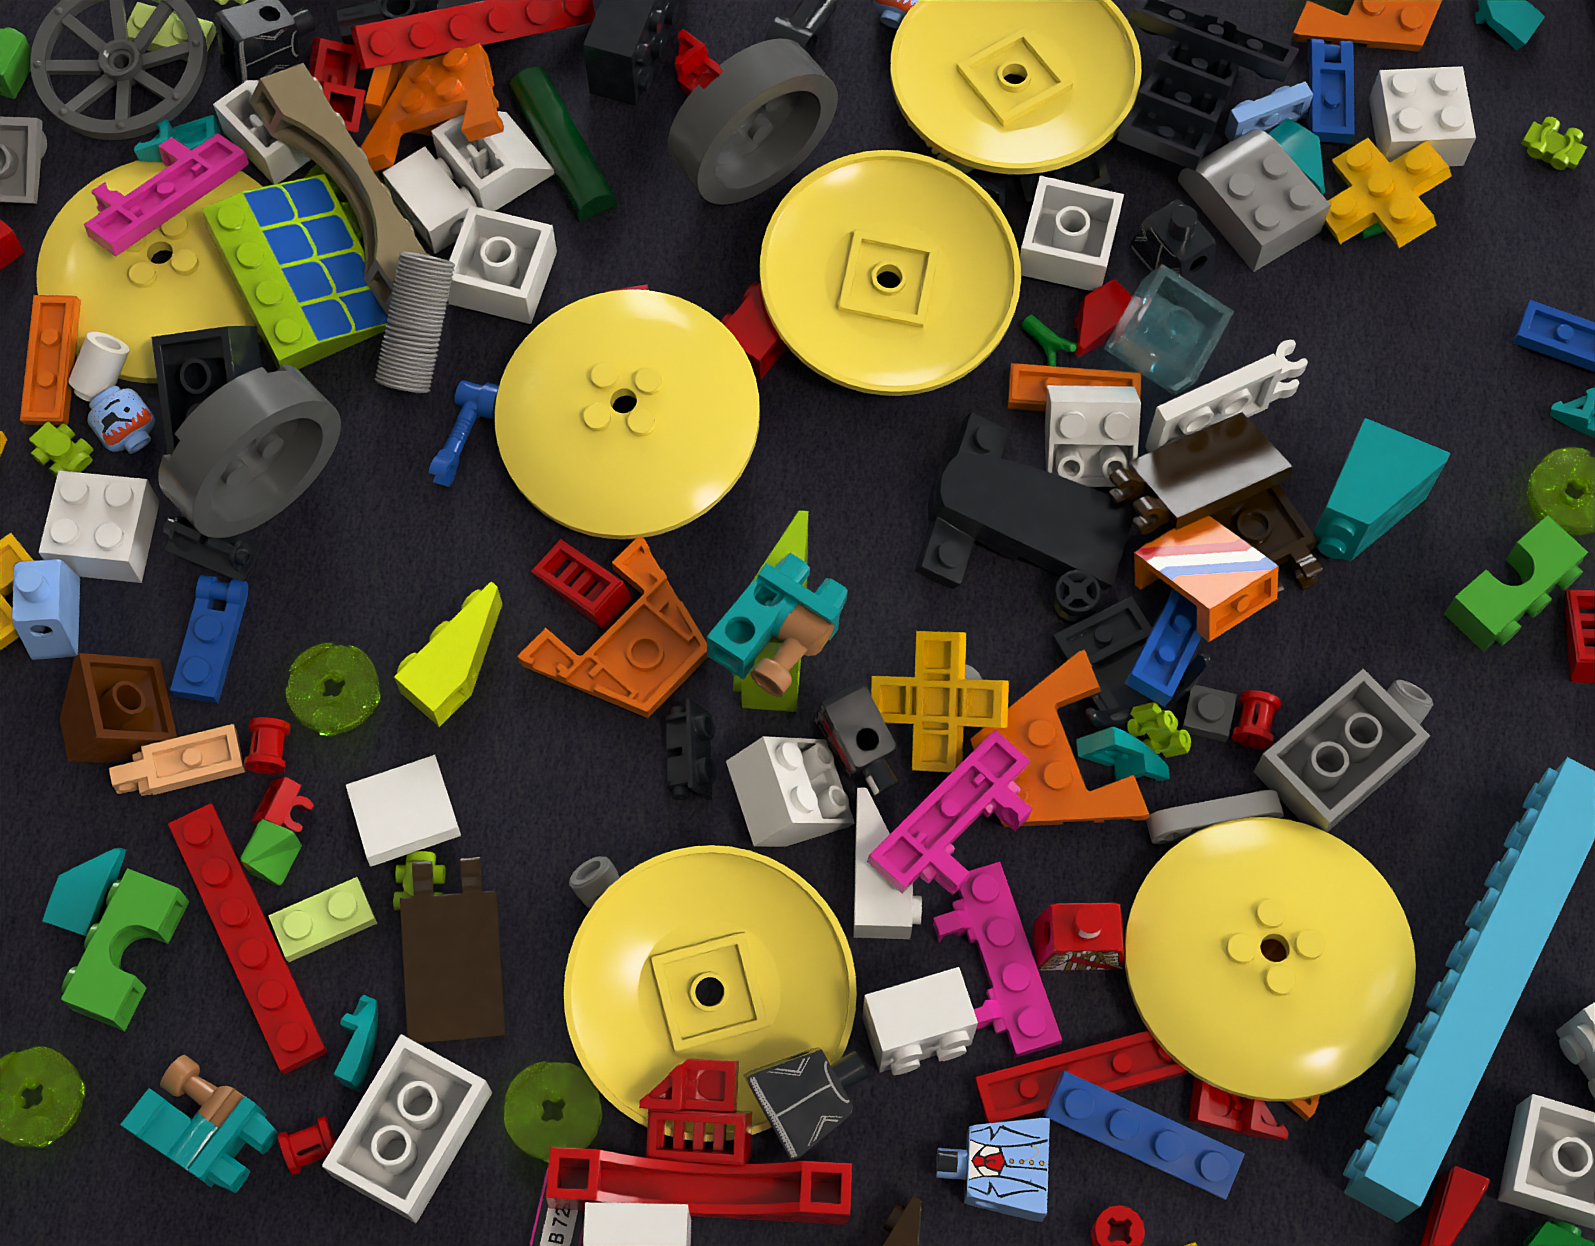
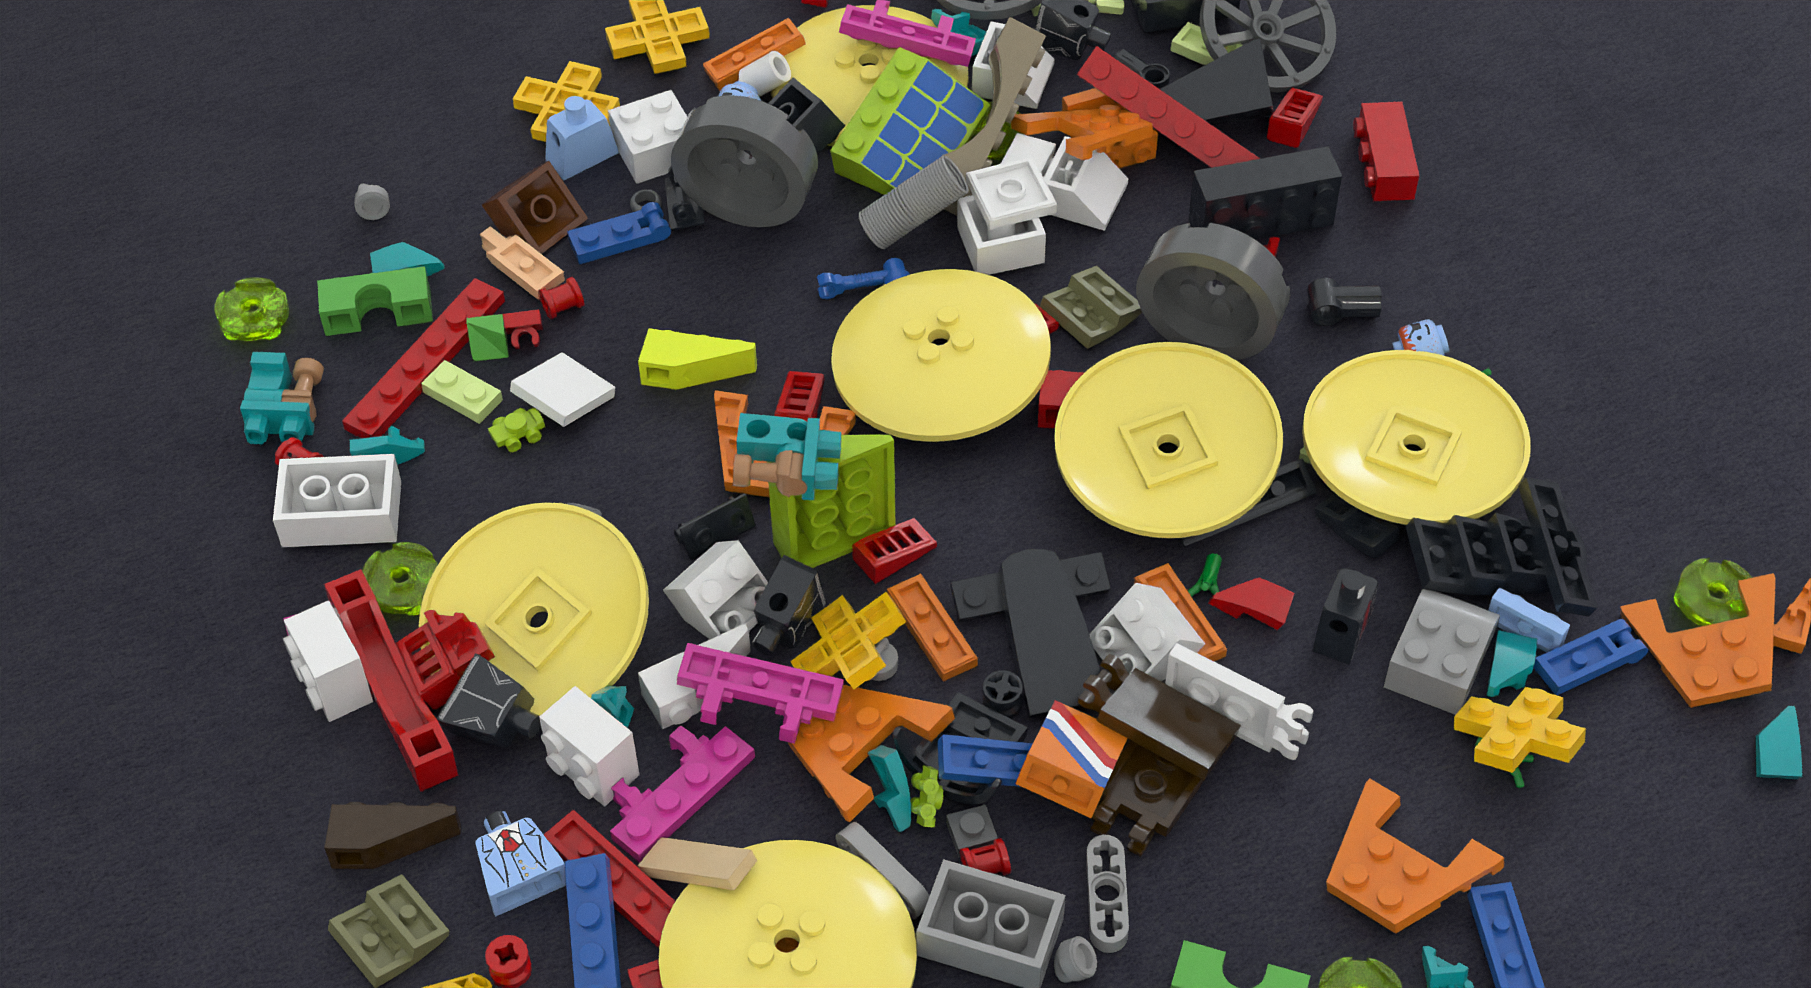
camera: 60 degrees right, 15 degrees down
(57, 445) = (696, 92): lime piece -> none
(172, 579) = (643, 195): none -> dark grey piece
(336, 69) = (1056, 81): red brick -> none
(338, 713) = (630, 326): clear neon green plate -> none
(452, 959) = (475, 465): dark brown tile -> none
(477, 223) = (1011, 192): none -> white tile
(561, 143) = (1132, 220): dark green brick -> none
(647, 243) = (1091, 307): none -> olive slope
(848, 626) = (889, 563): none -> red slope
(879, 969) = (614, 702): none -> teal slope
(976, 614) = (933, 628): none -> orange tile
(1070, 233) = (1301, 539): white brick -> none
(1080, 937) = (719, 813): red torso -> none
(1123, 987) = (698, 863): none -> tan tile
(1169, 330) = (1268, 636): clear light blue brick -> none
(1365, 628) = (1098, 908): none -> light grey beam
(1376, 488) = (1232, 839): teal slope -> none
(1420, 107) = (1621, 725): white brick -> none
(1464, 392) = (1391, 878): none -> orange wing
(1553, 147) = (1681, 840): lime piece -> none

